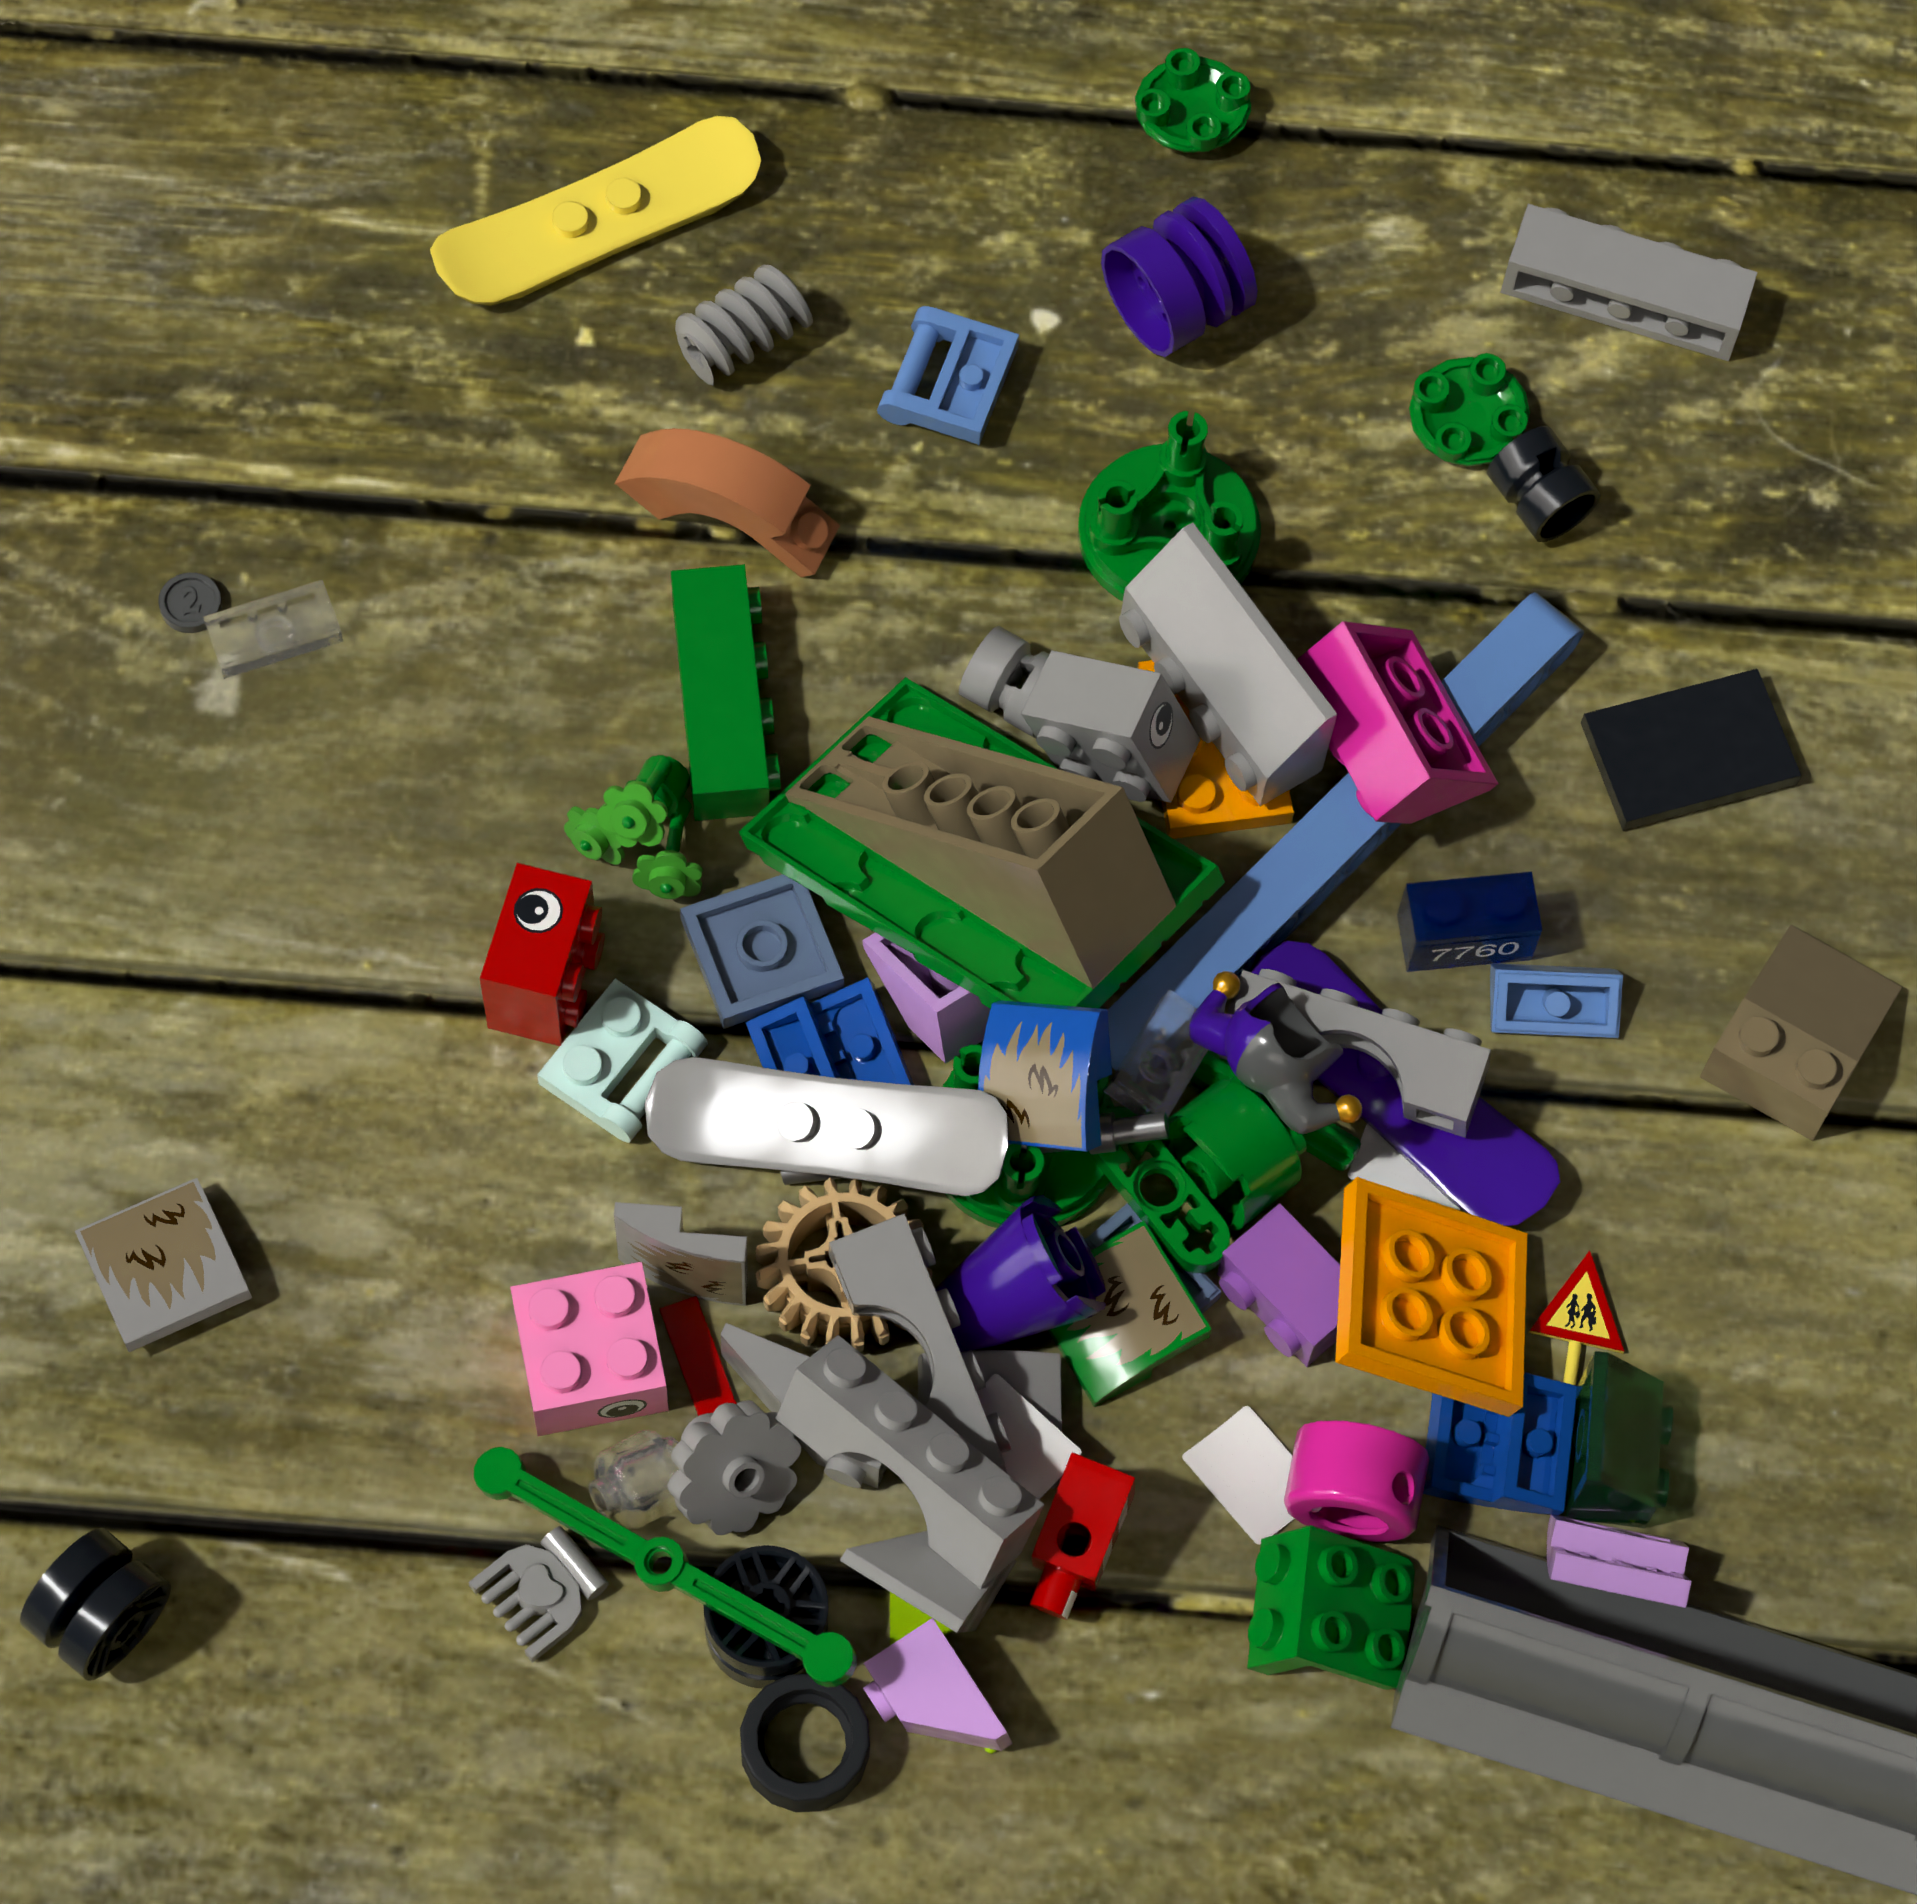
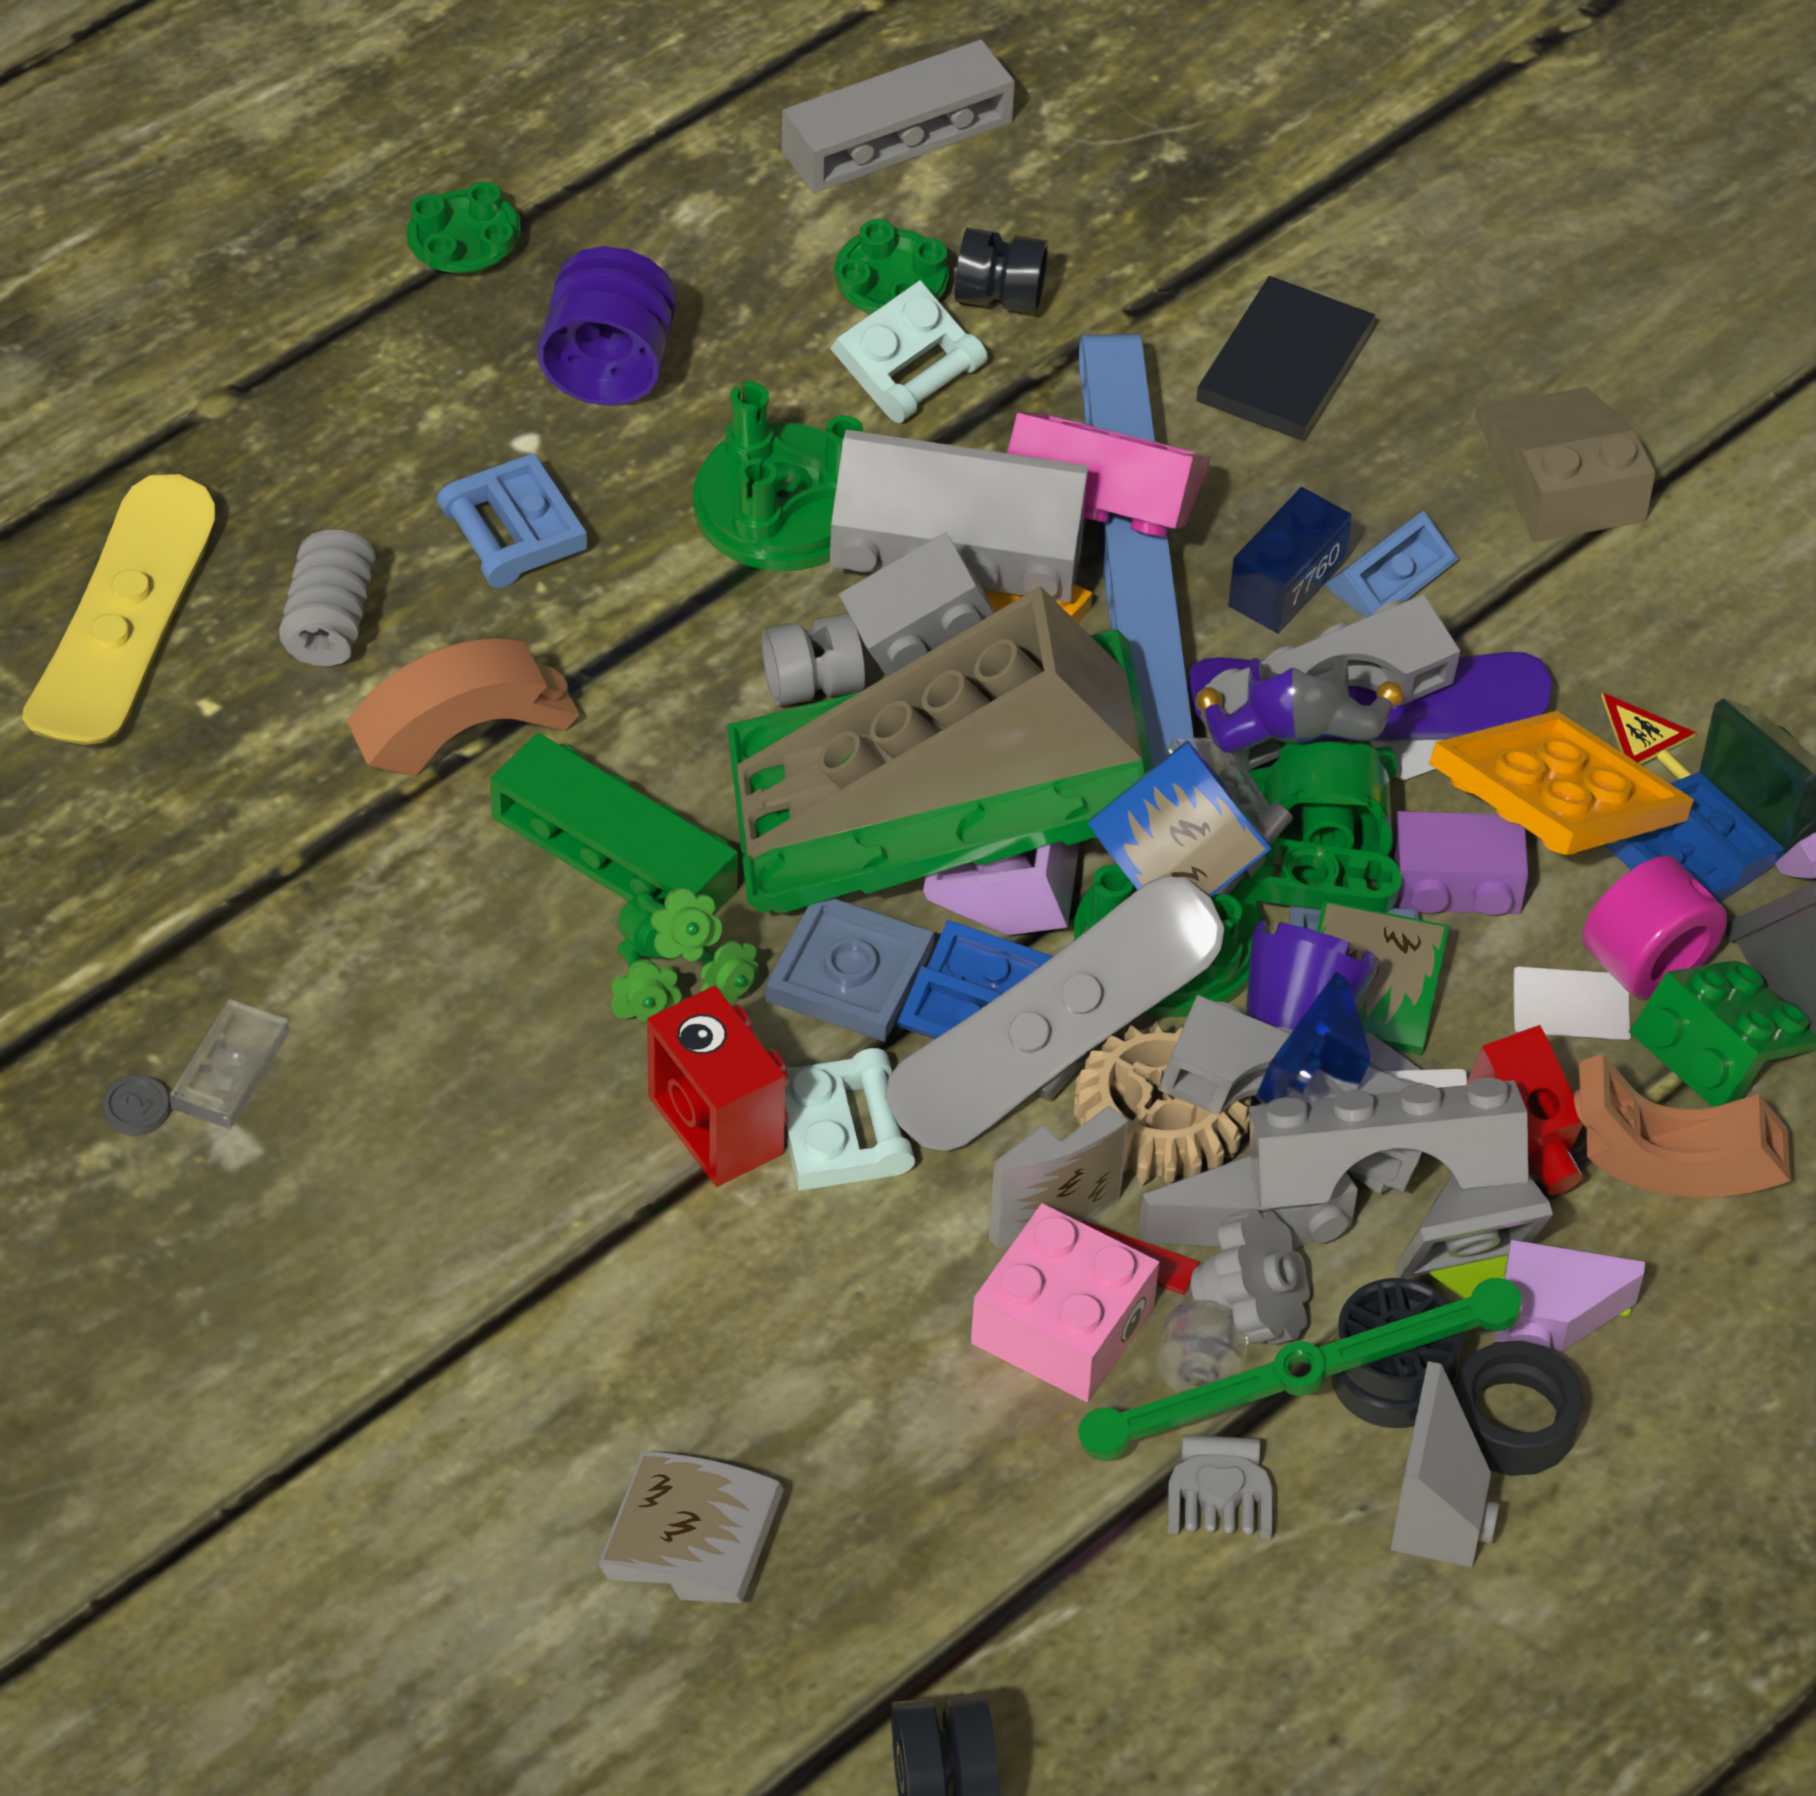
camera: 45 degrees left, 15 degrees down
(669, 1741) = (1444, 1481): none -> light grey slope
(949, 1329) = (1325, 1041): none -> clear blue slope
(1163, 1660) = (1679, 1150): none -> nougat arch
(1395, 471) = (896, 338): none -> light aqua plate

